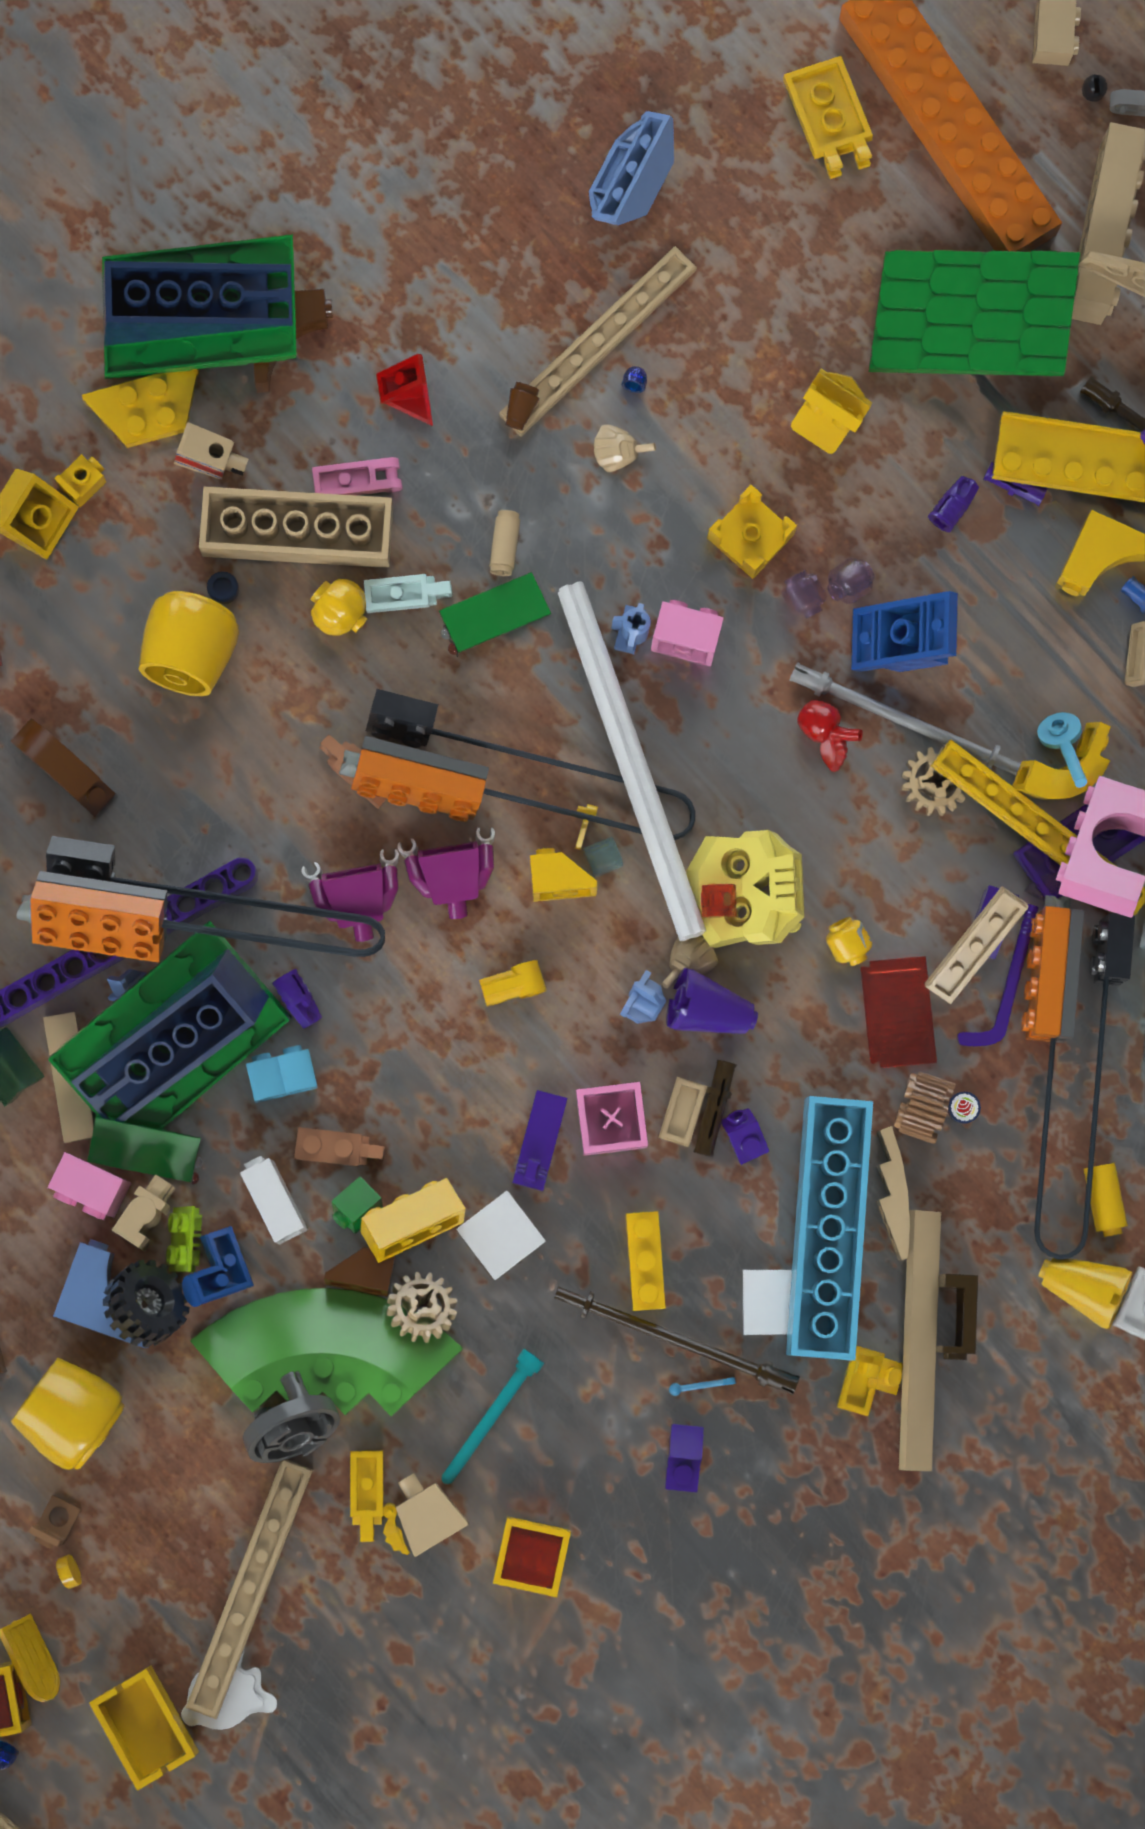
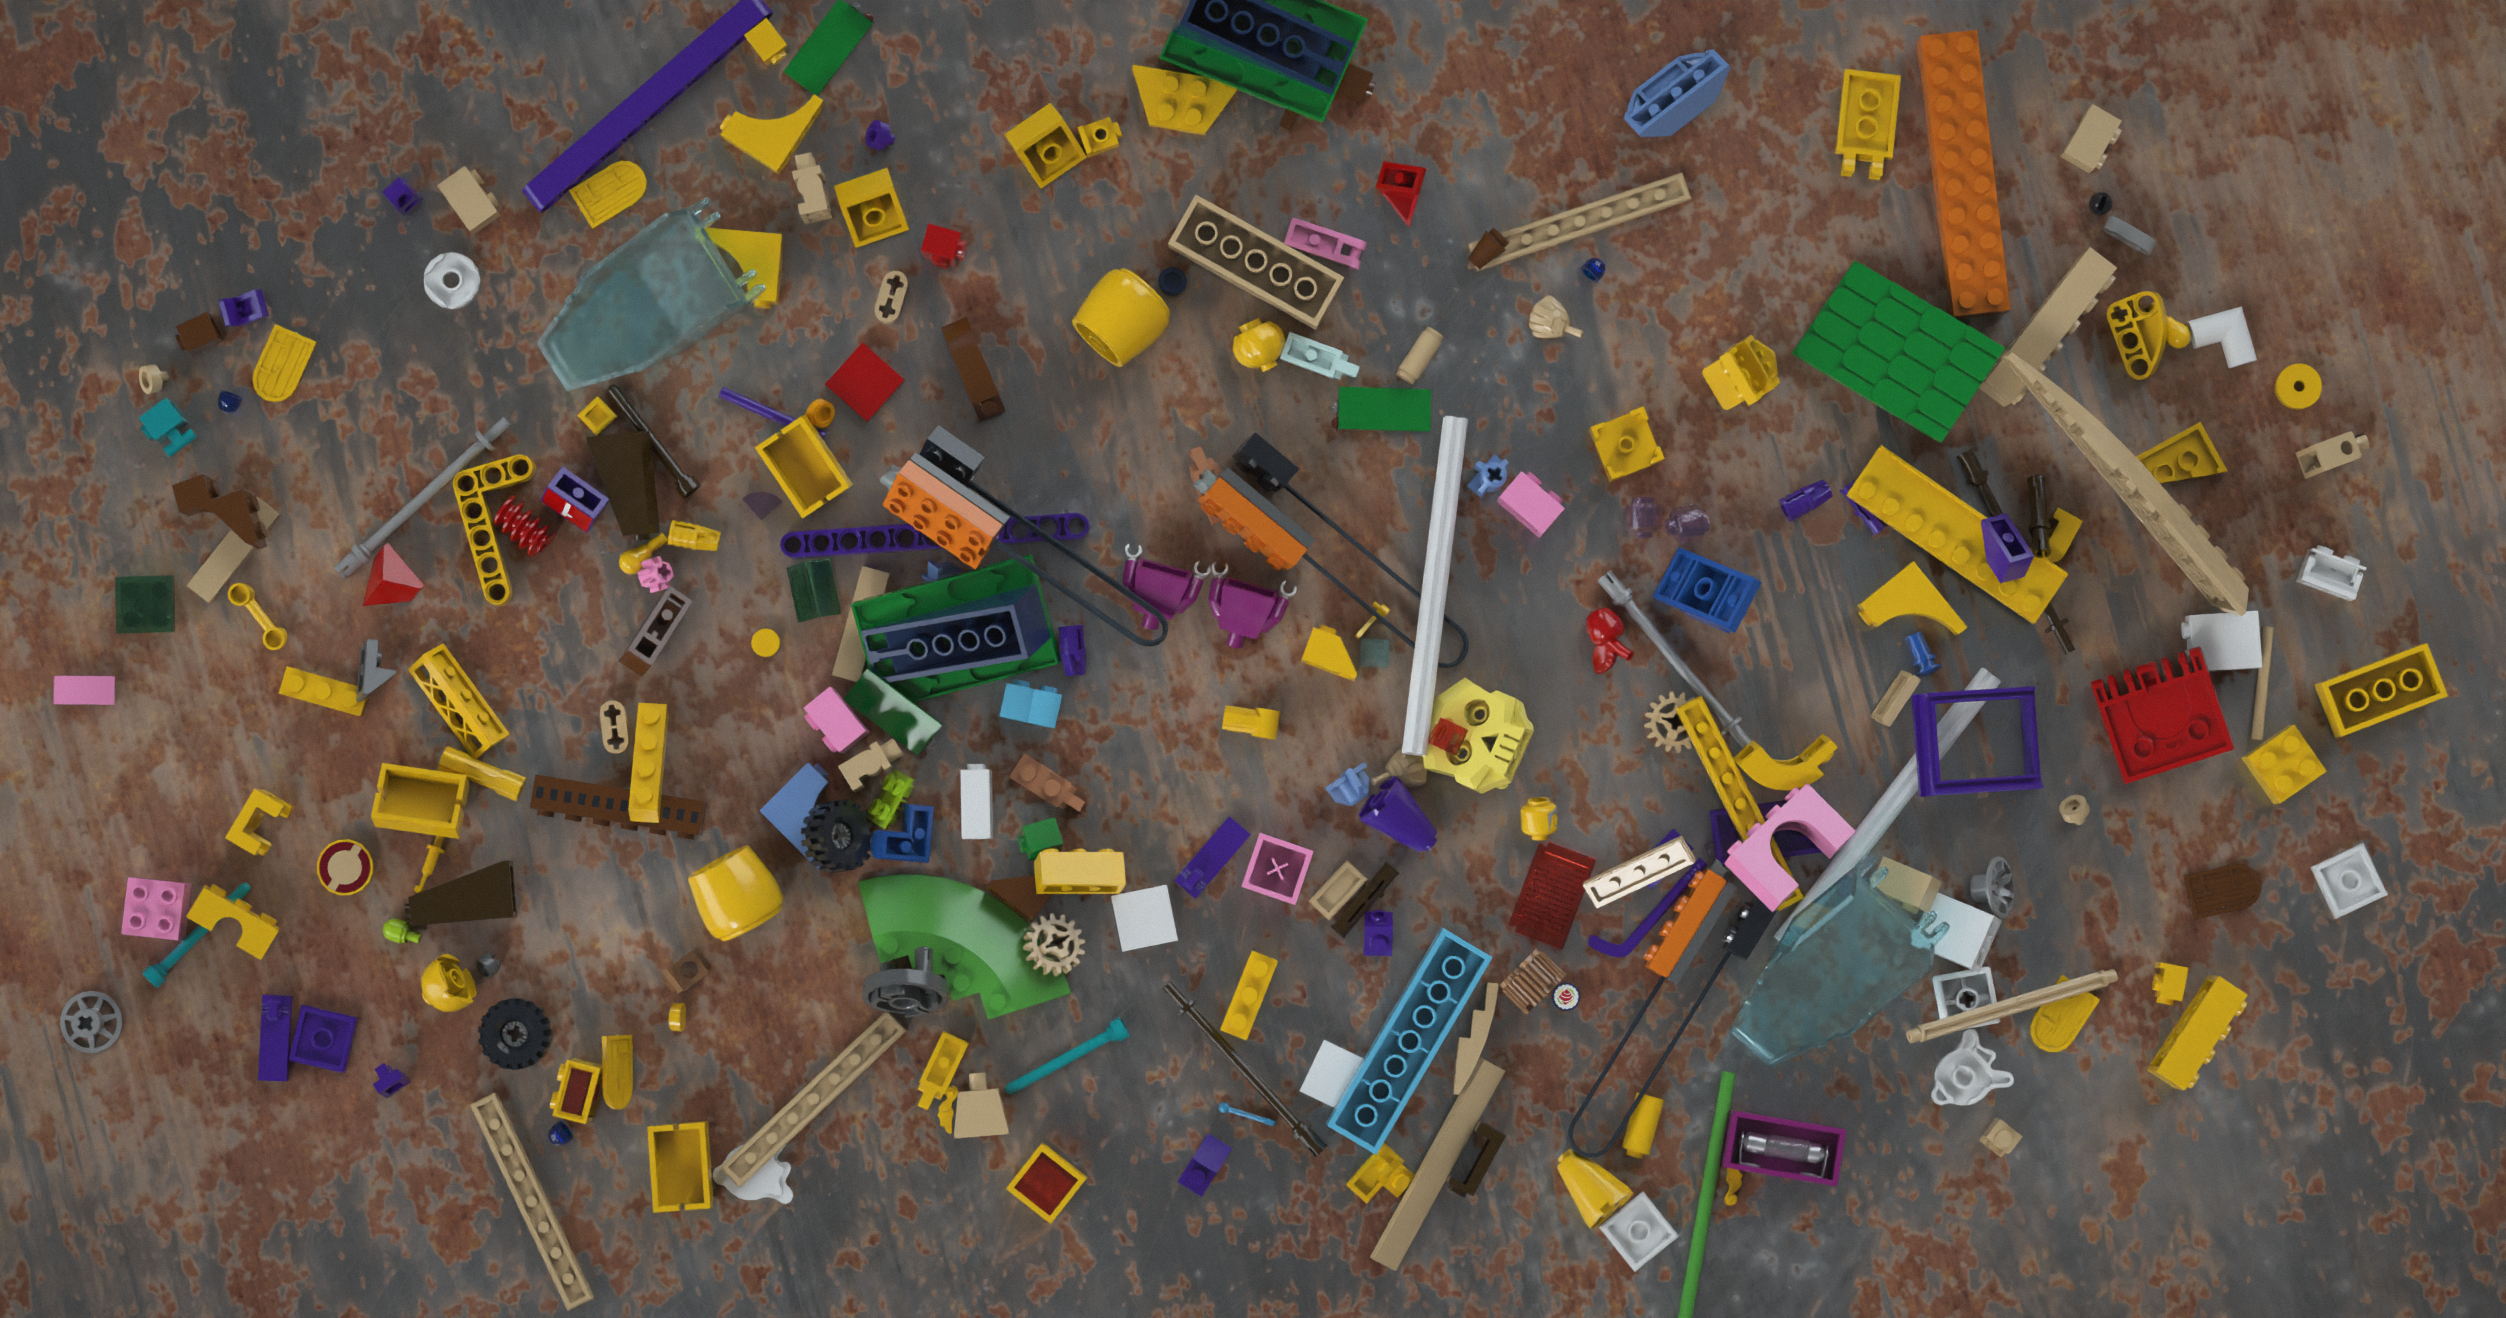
camera: 30 degrees right, 5 degrees up
(196, 449) = (1204, 157): tan torso -> none
(1060, 732) = (1795, 731): medium azure piece -> none

